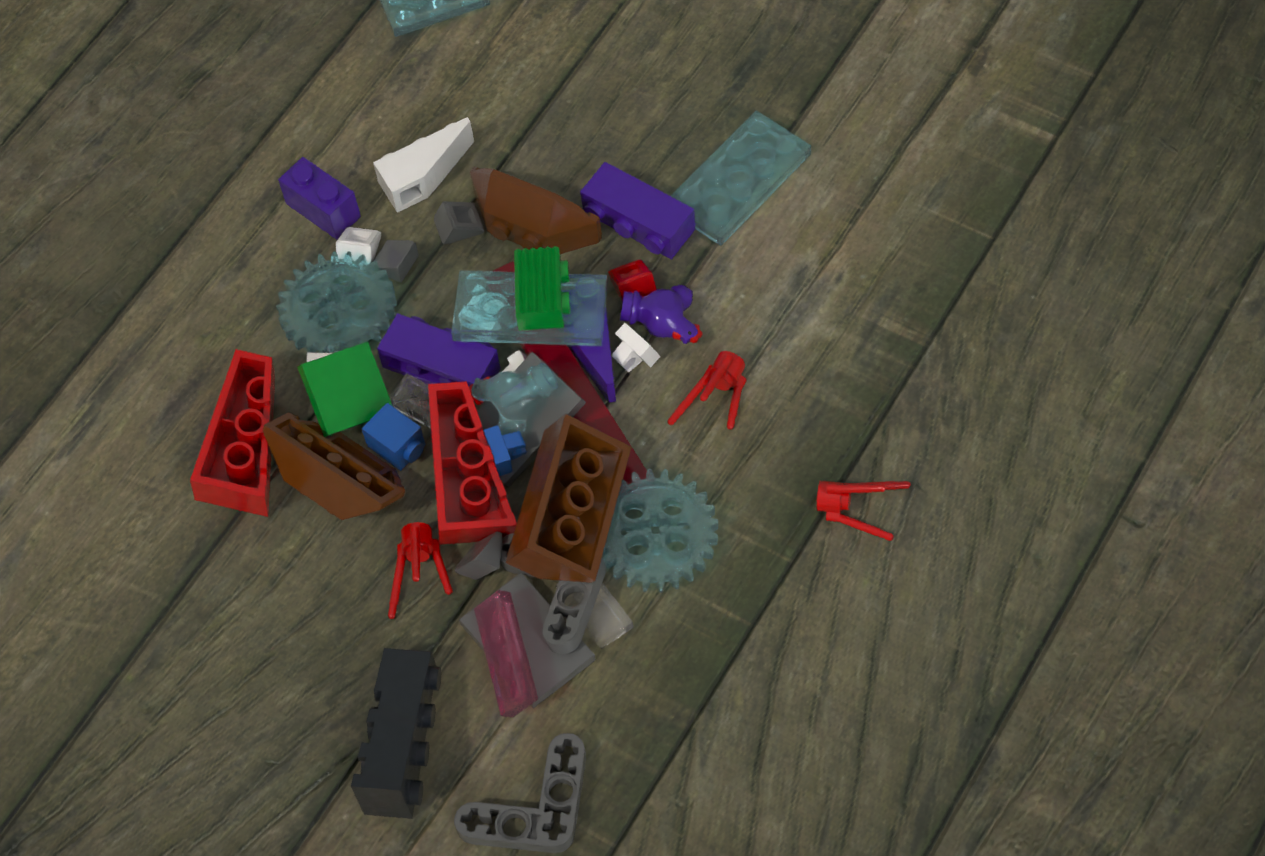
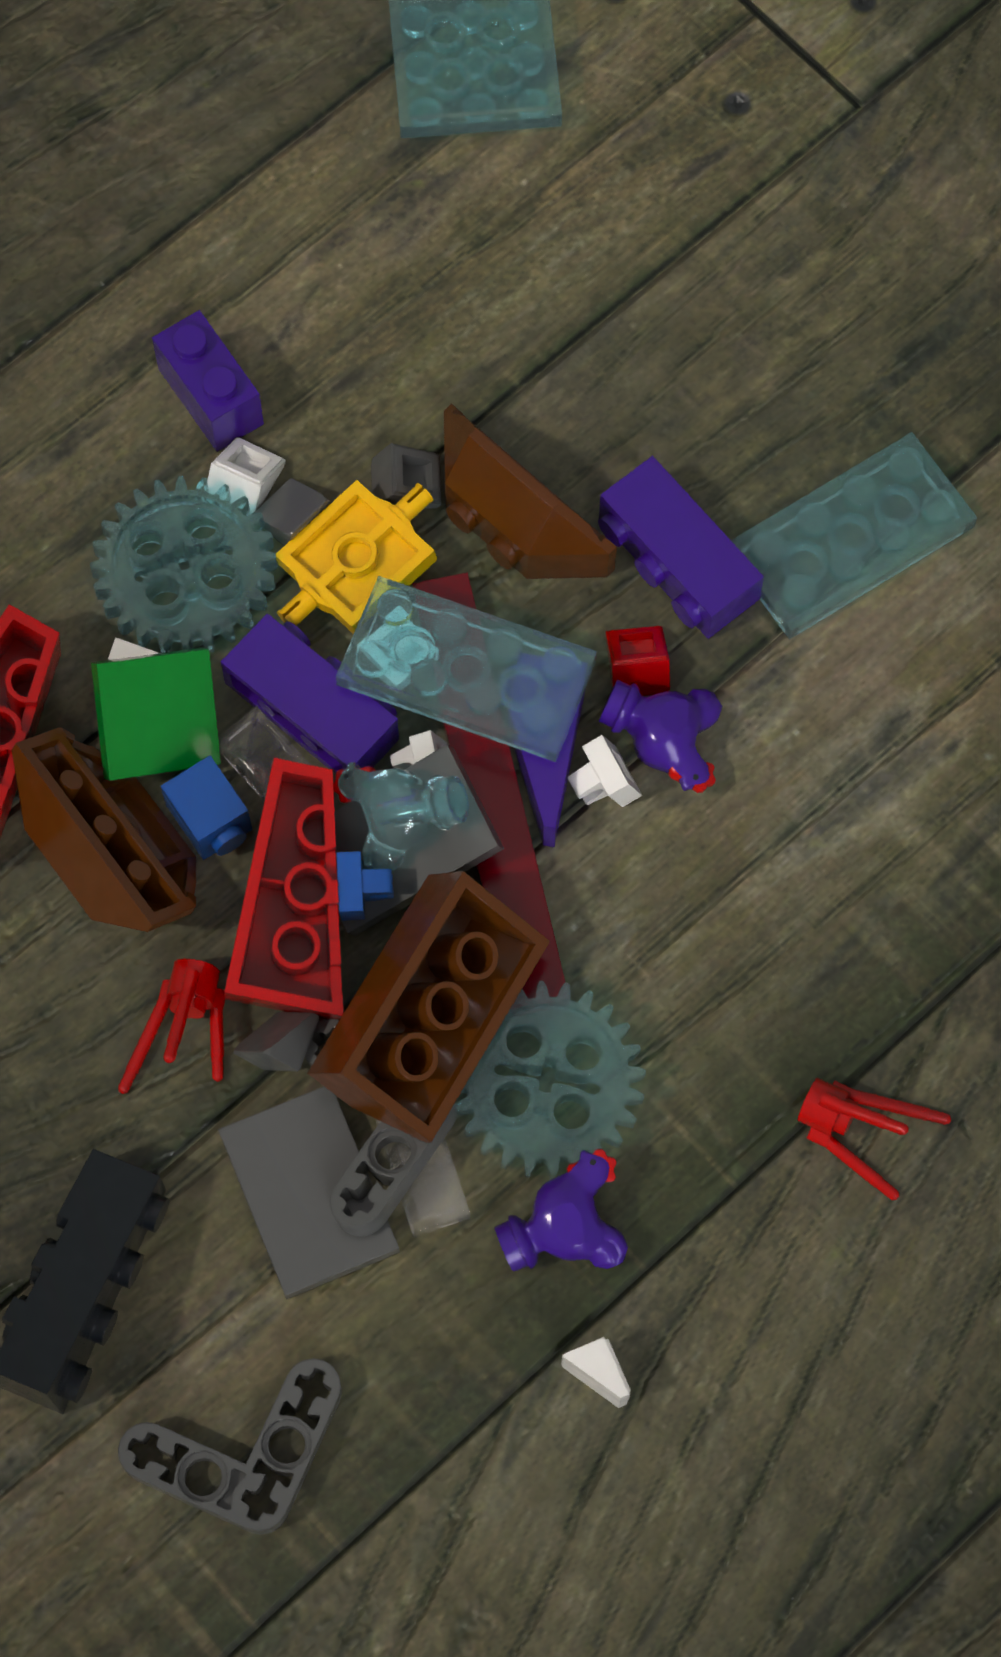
camera: 10 degrees right, 10 degrees up
(421, 166) = (371, 375): white slope -> none
(434, 267) = (348, 549): none -> yellow plate
(505, 654) = (267, 1212): clear pink plate -> none
(539, 288) = (486, 652): green brick -> none
(693, 606) = (567, 1219): none -> dark purple animal
(721, 375) = (725, 858): red plant -> none
(742, 687) = (599, 1369): none -> white slope

